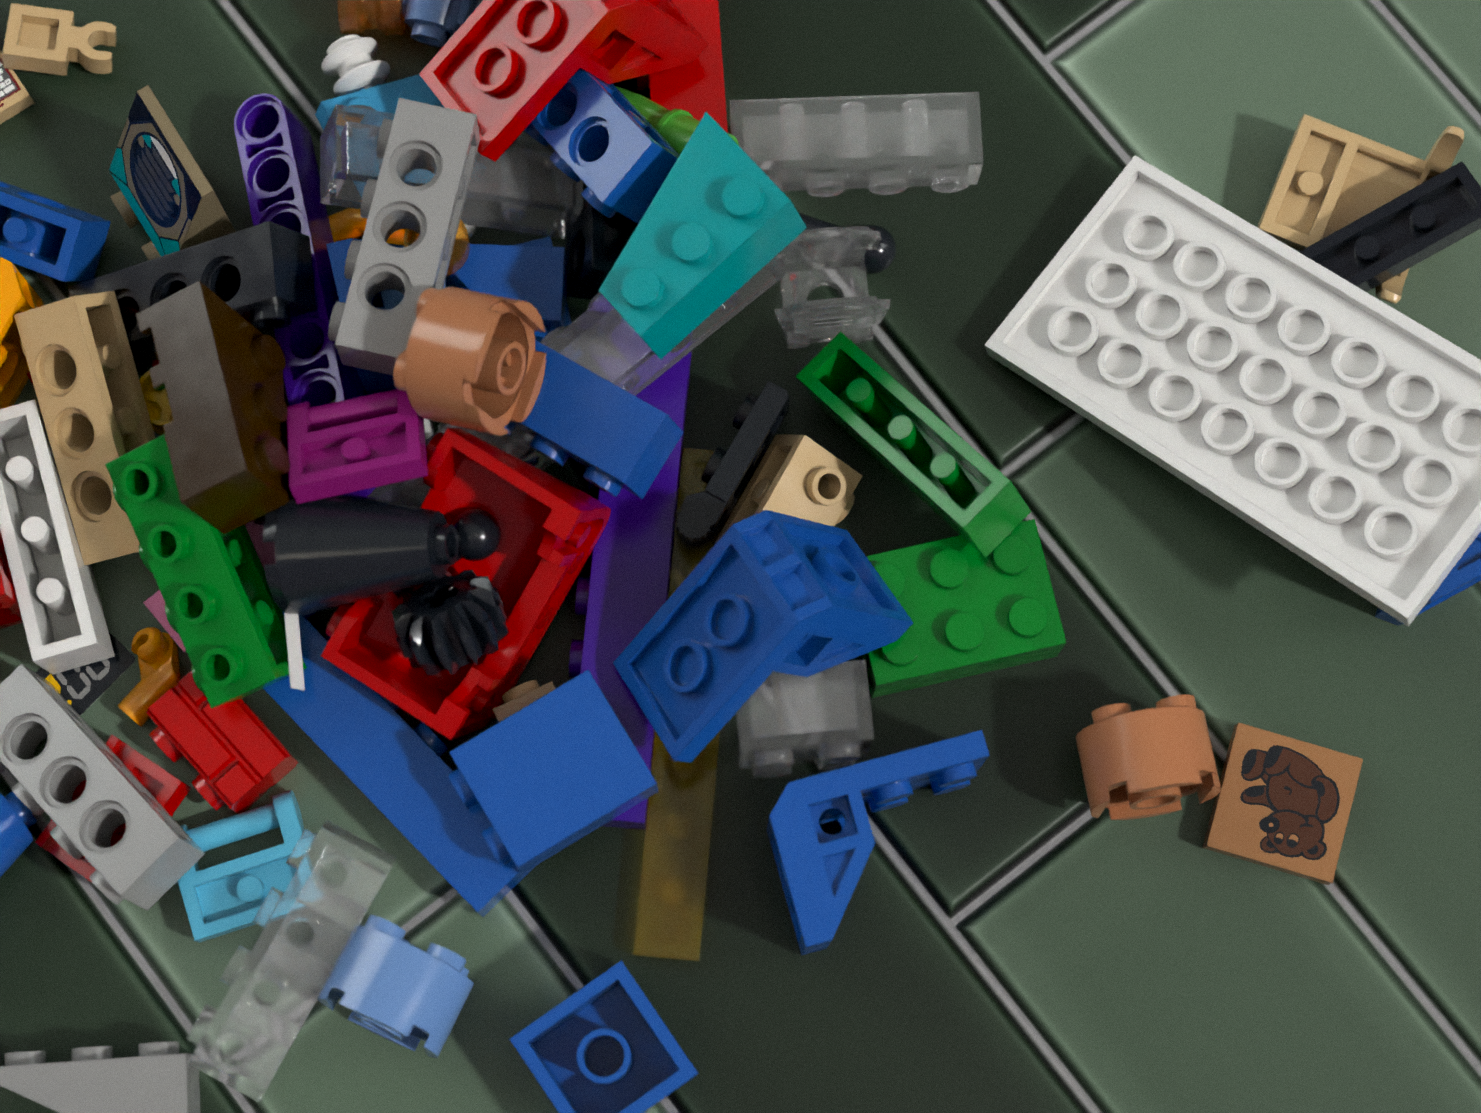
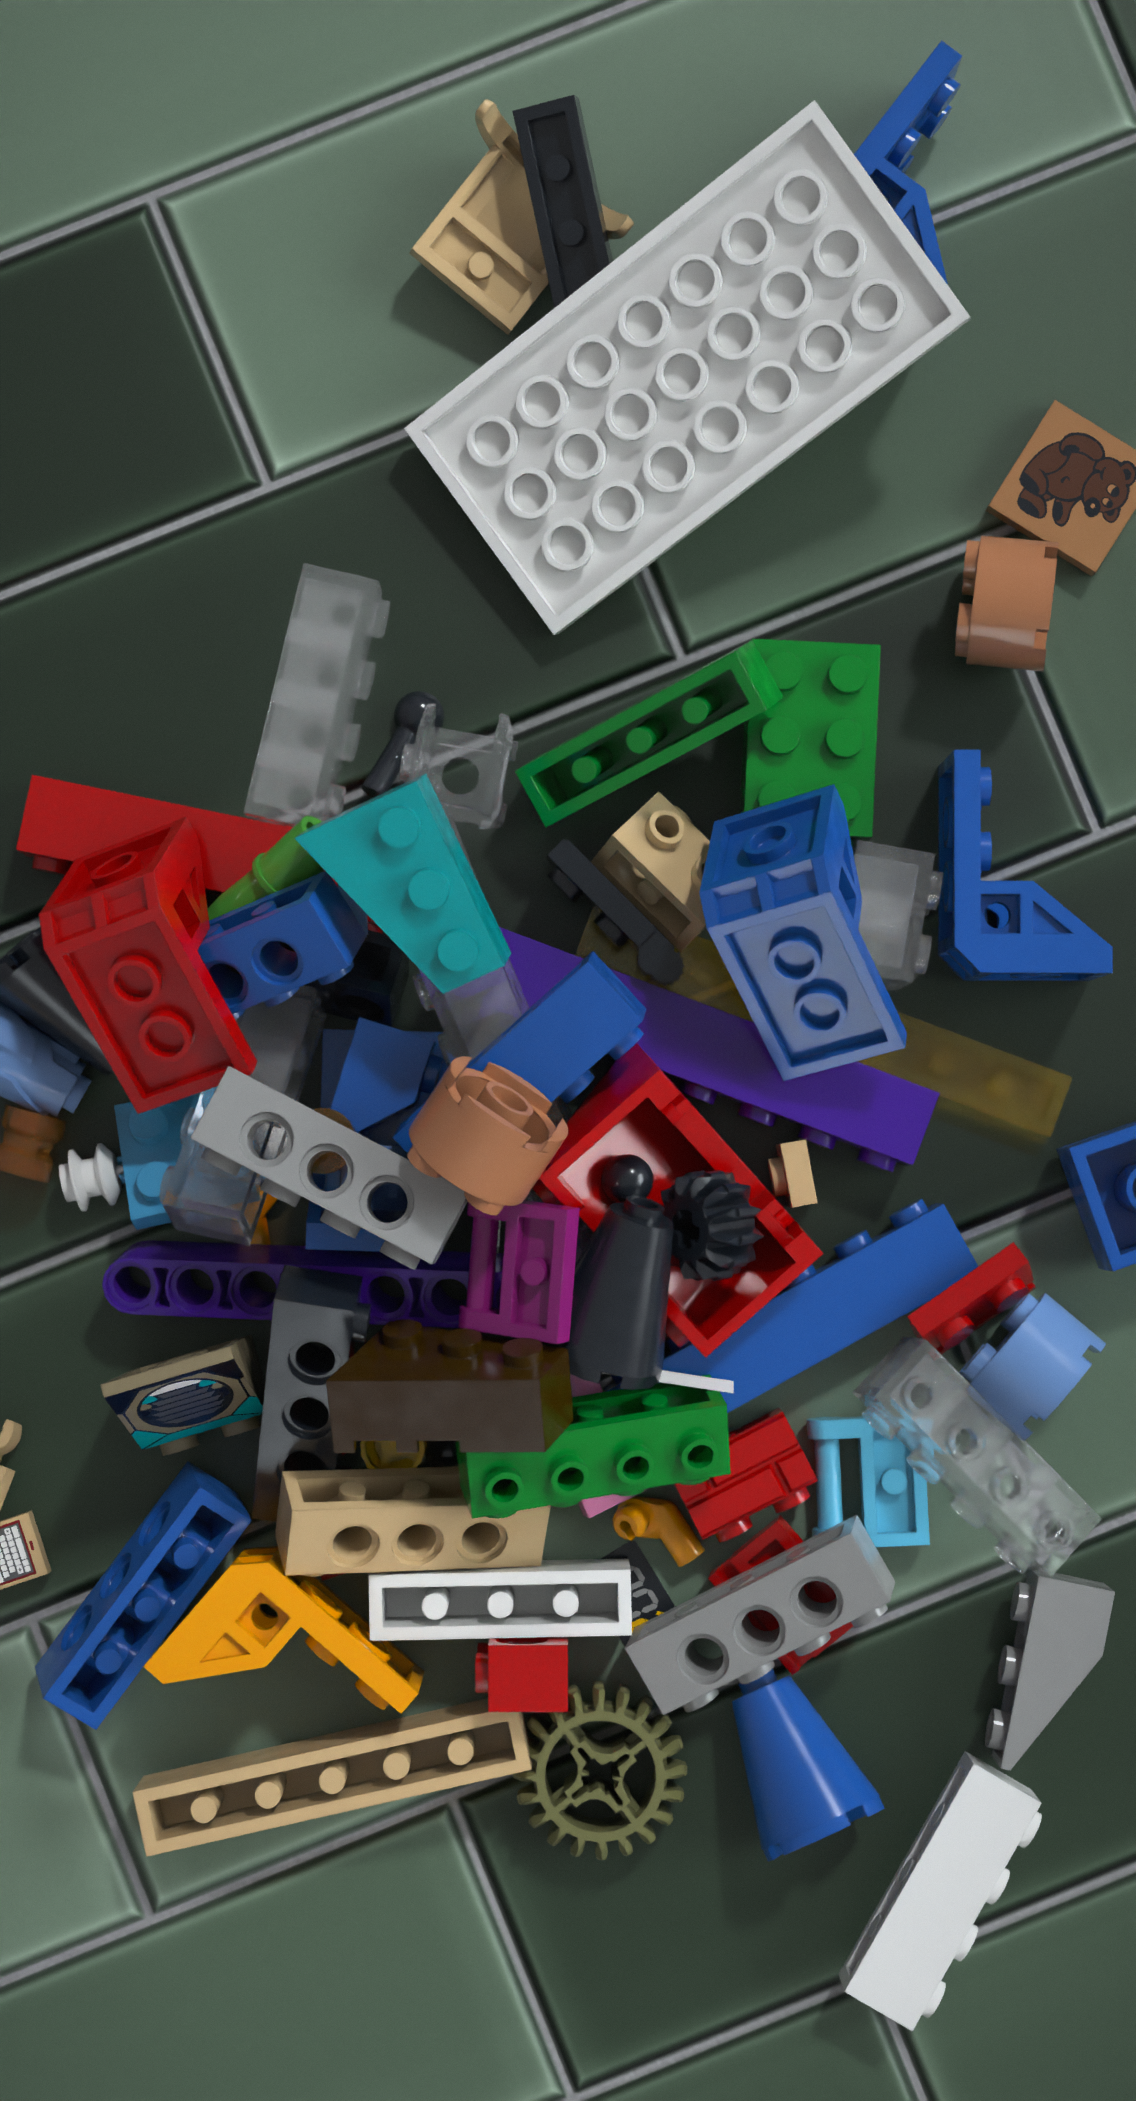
camera: 75 degrees left, 10 degrees up
(446, 913) = (974, 1299): none -> red plate
(551, 773) = (878, 1167): blue brick -> none

